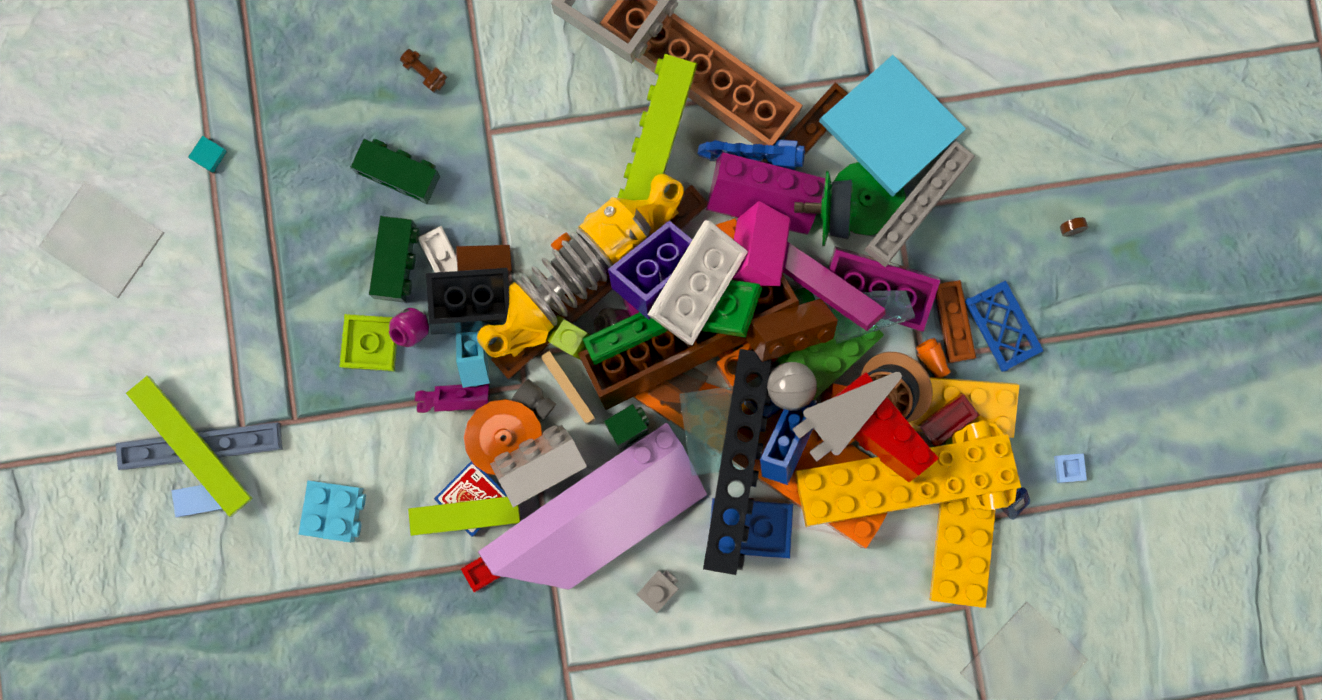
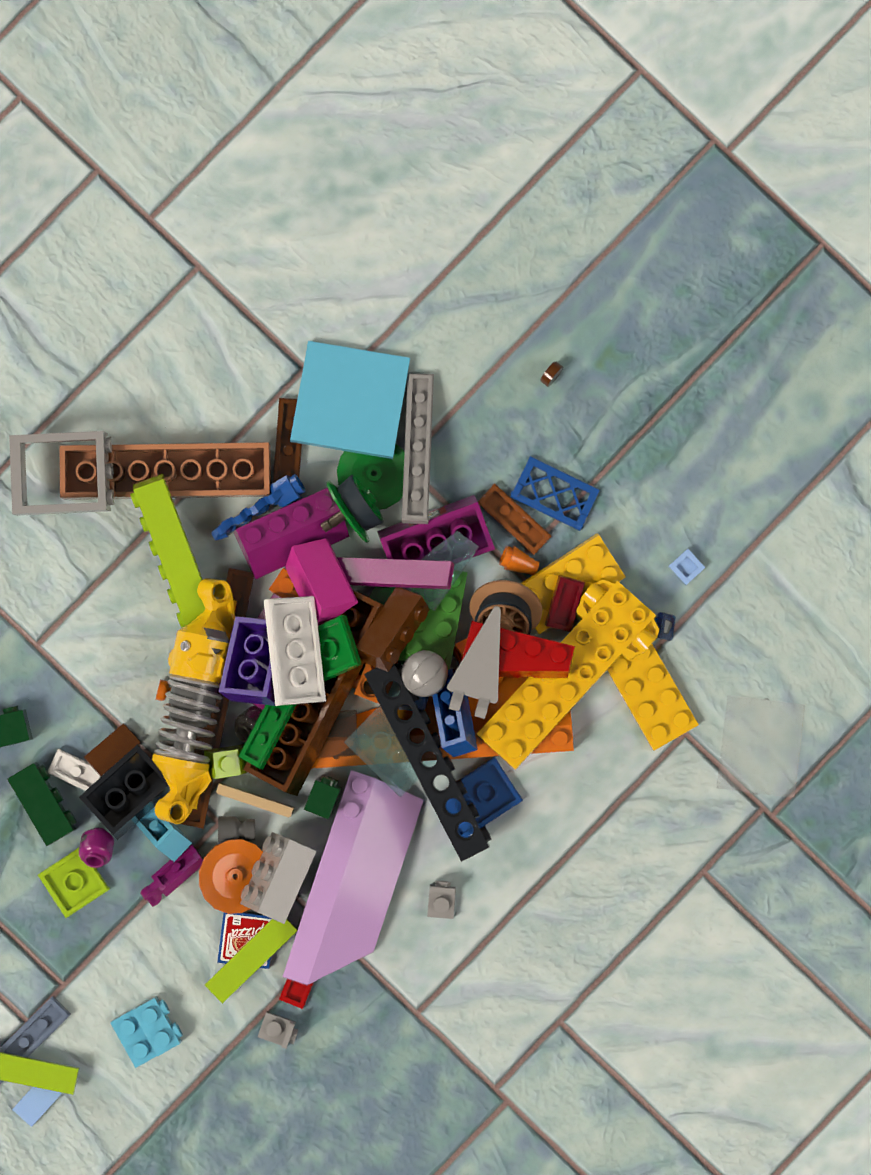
camera: 35 degrees left, 5 degrees up
(440, 594) = (278, 1030): none -> light grey bracket

